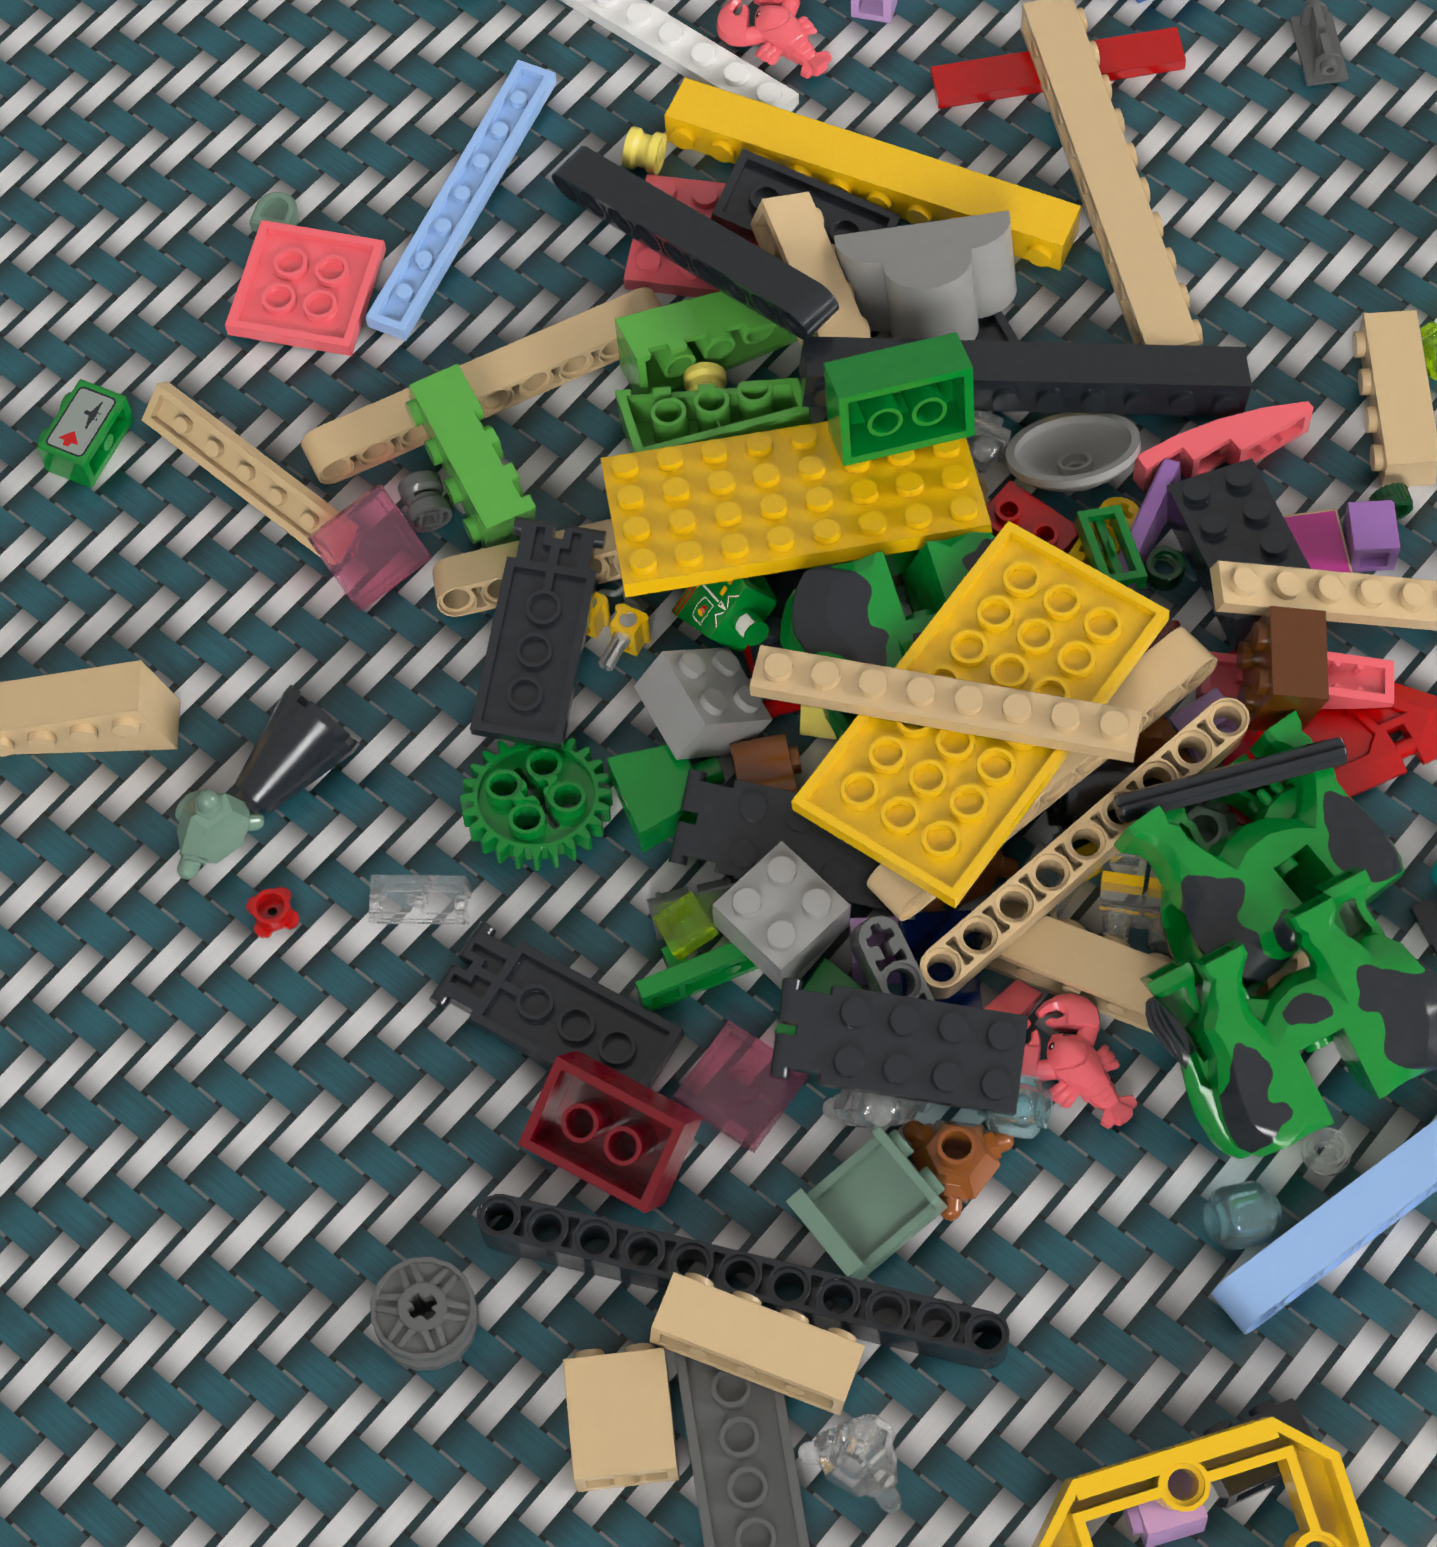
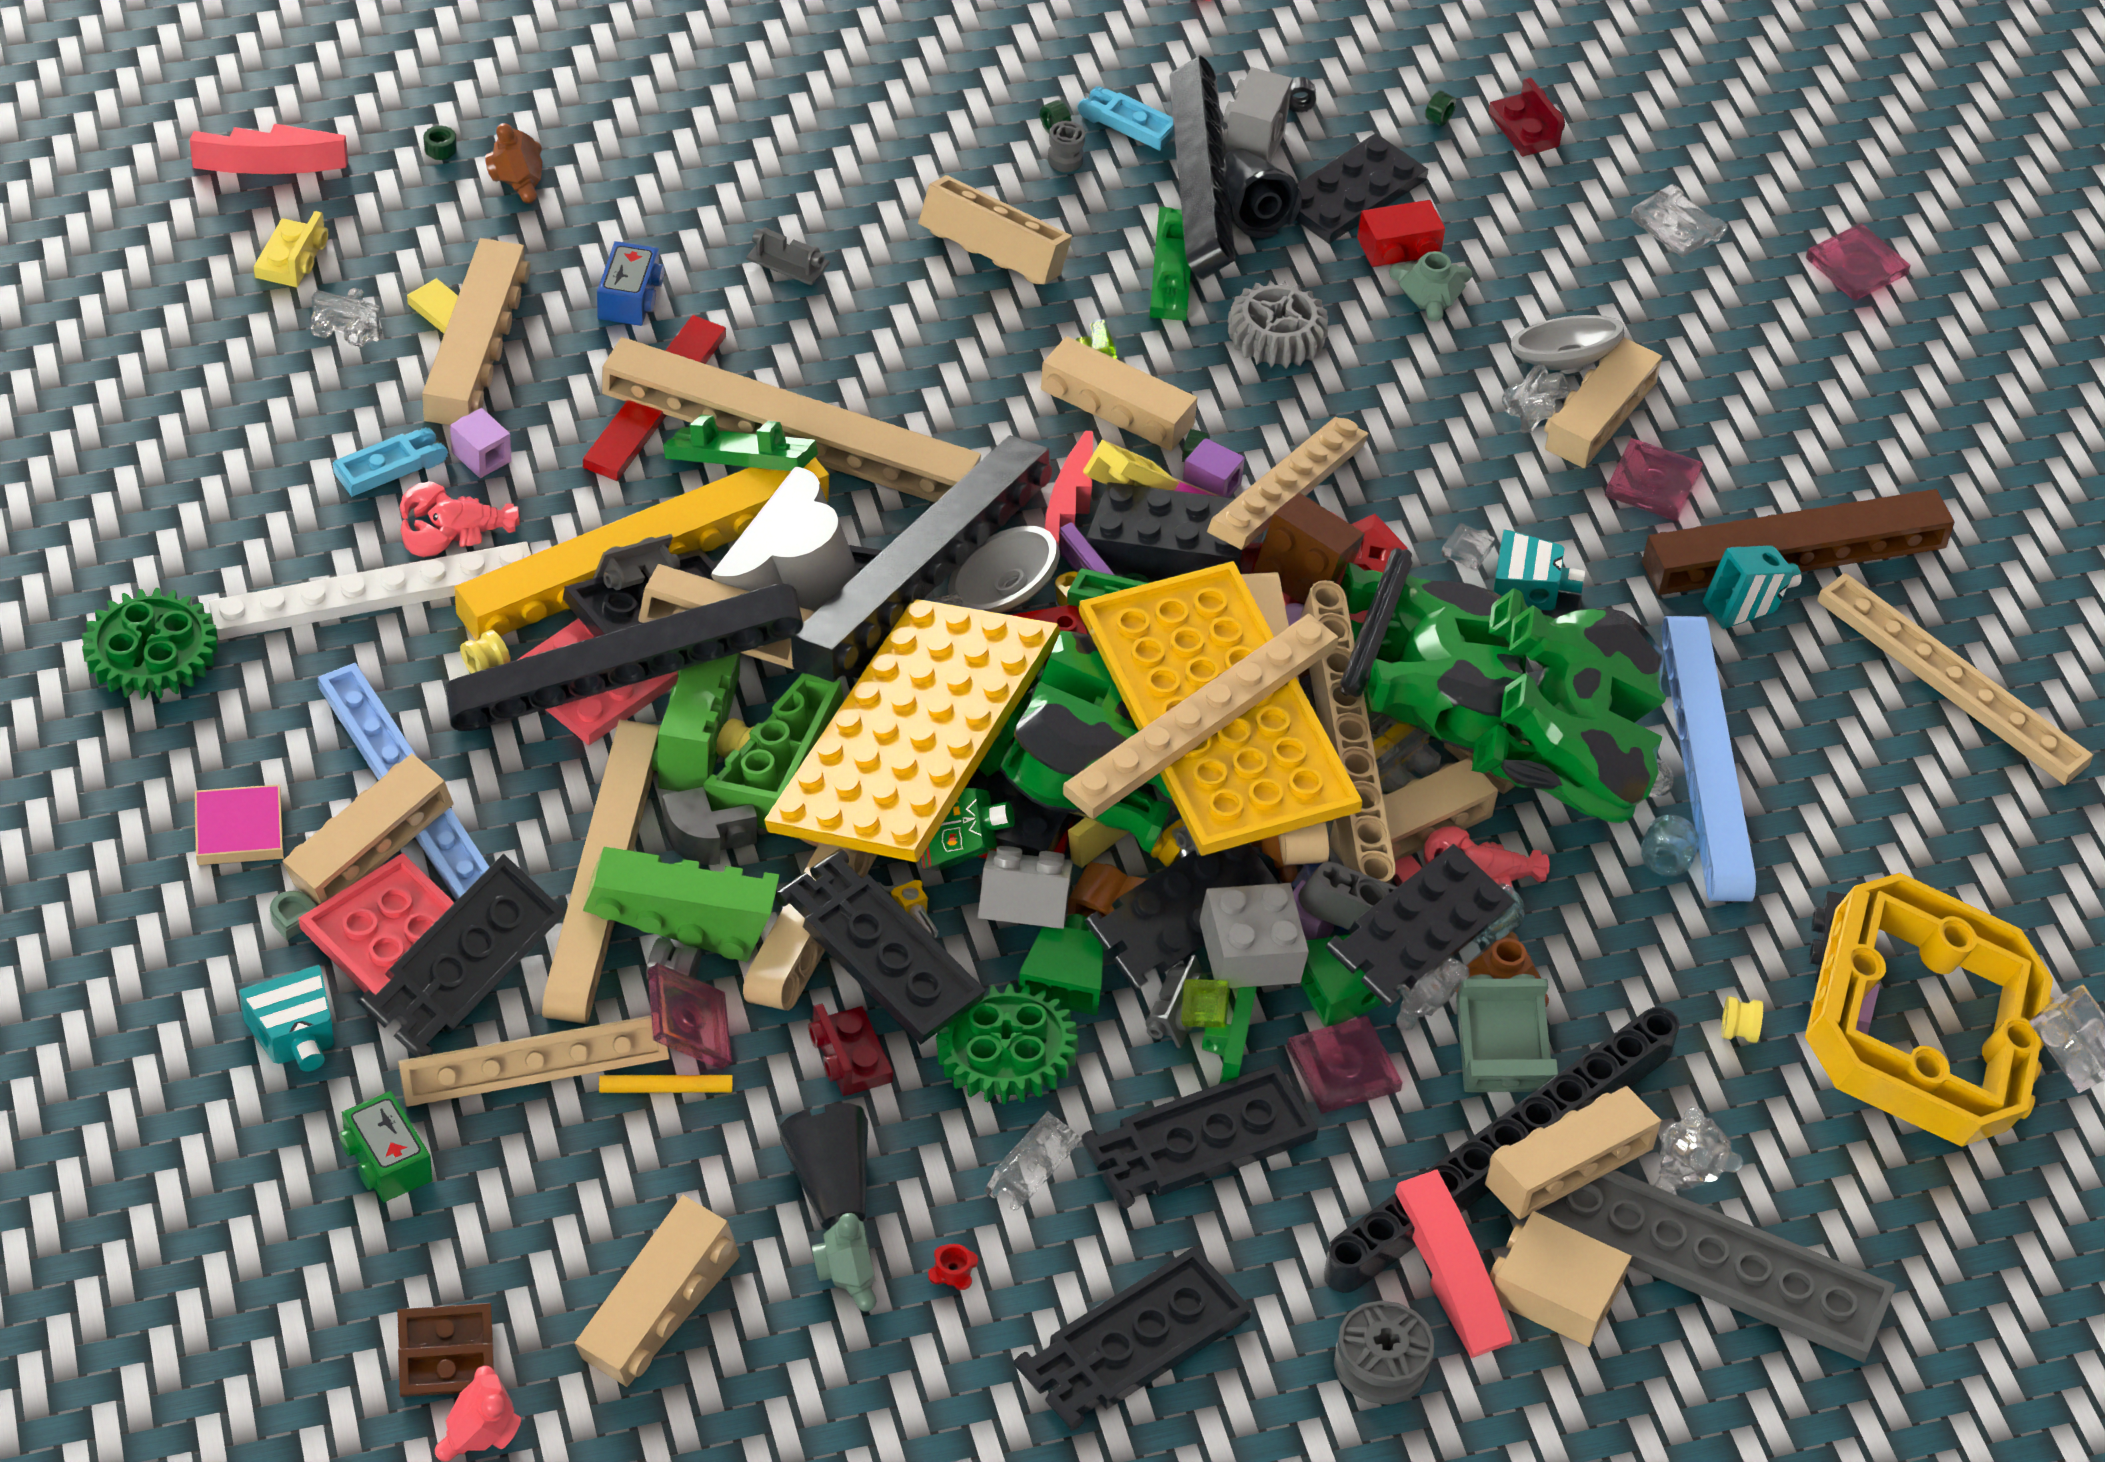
camera: 65 degrees left, 15 degrees down
(163, 286) = (290, 1017): none -> teal torso
(298, 1099) = (1134, 1337): none -> black hinge
(305, 351) = (463, 955): none -> black hinge
(306, 580) = (665, 1083): none -> yellow bar
(334, 118) = (238, 824): none -> dark pink tile
(378, 201) = (369, 830): none -> tan brick
(439, 686) = (850, 1049): none -> dark red bracket
(561, 1314) = (1455, 1262): none -> coral slope
(586, 418) = (699, 832): none -> flat silver brick
(610, 1130) = (1335, 1143): dark red brick -> none
(833, 182) = (624, 564): none -> dark grey hinge
(900, 398) = (912, 604): green brick -> none
(1032, 164) = (762, 450): none -> green hinge
(1071, 1409) = (1742, 1019): none -> light yellow wheel
(1287, 467) = (1122, 466): none -> light yellow bracket

